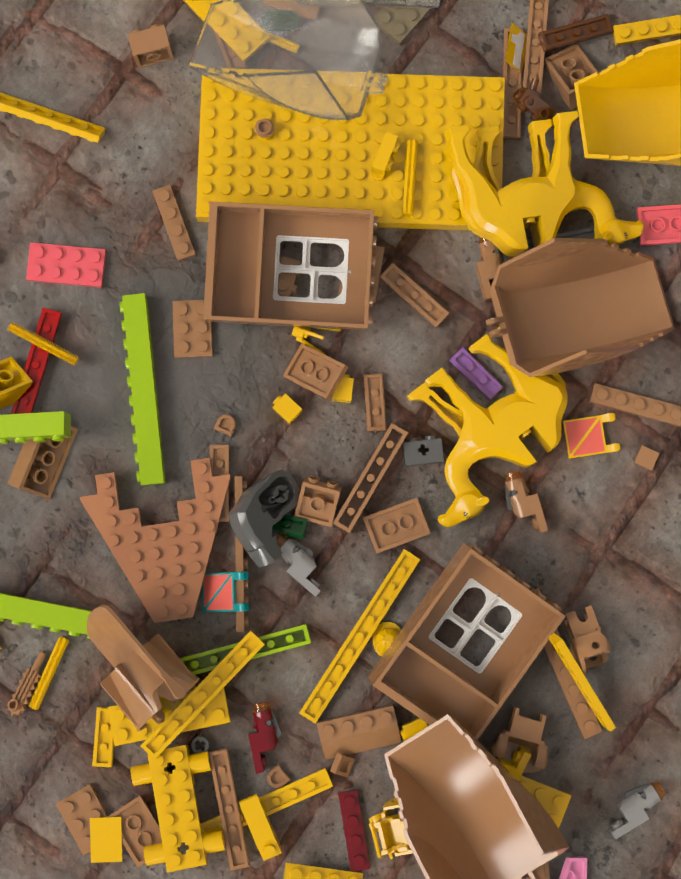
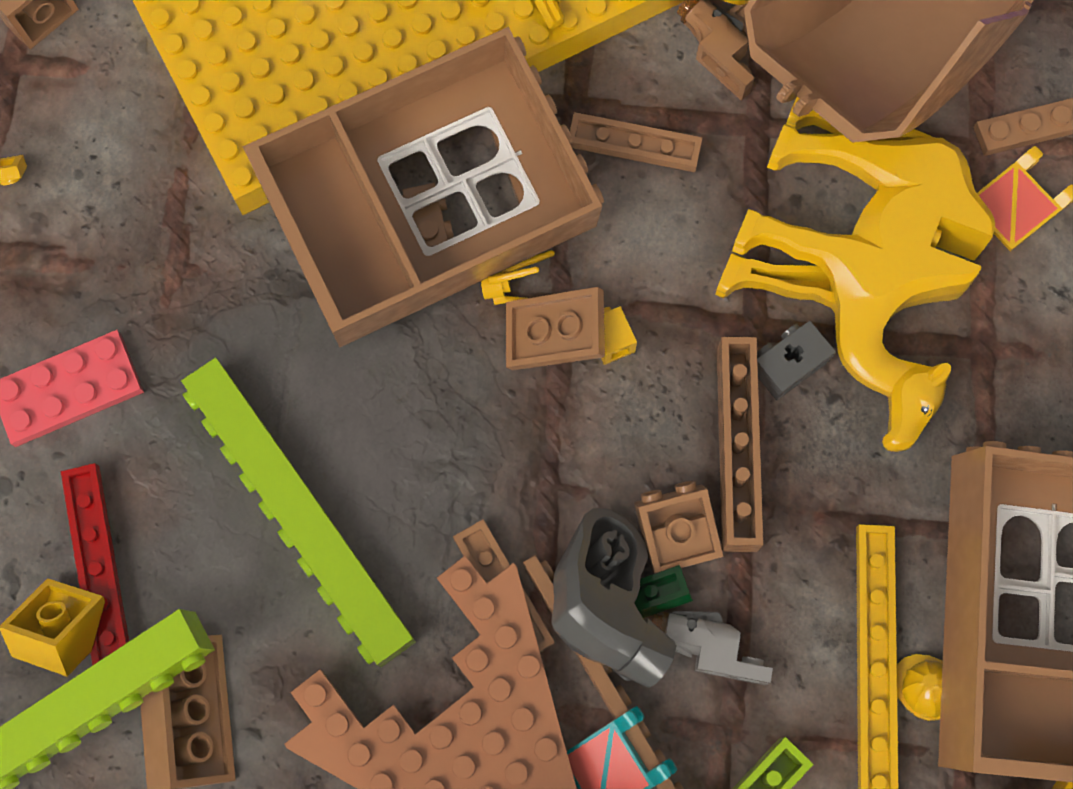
camera: 30 degrees left, 10 degrees down
(42, 343) = (93, 527): yellow axle -> none
(174, 223) = (206, 235): medium nougat plate -> none
(190, 330) = (322, 376): medium nougat plate -> none
(225, 424) = (459, 492): medium nougat tile -> none
(264, 128) = (268, 16): medium nougat plate -> none
(286, 408) = (542, 411): yellow brick -> none
(375, 402) = (671, 329): medium nougat tile -> none
(396, 525) = (823, 496): medium nougat plate -> none
(476, 373) = (796, 204): medium lavender tile -> none
(521, 503) = (994, 352): medium nougat plate -> none

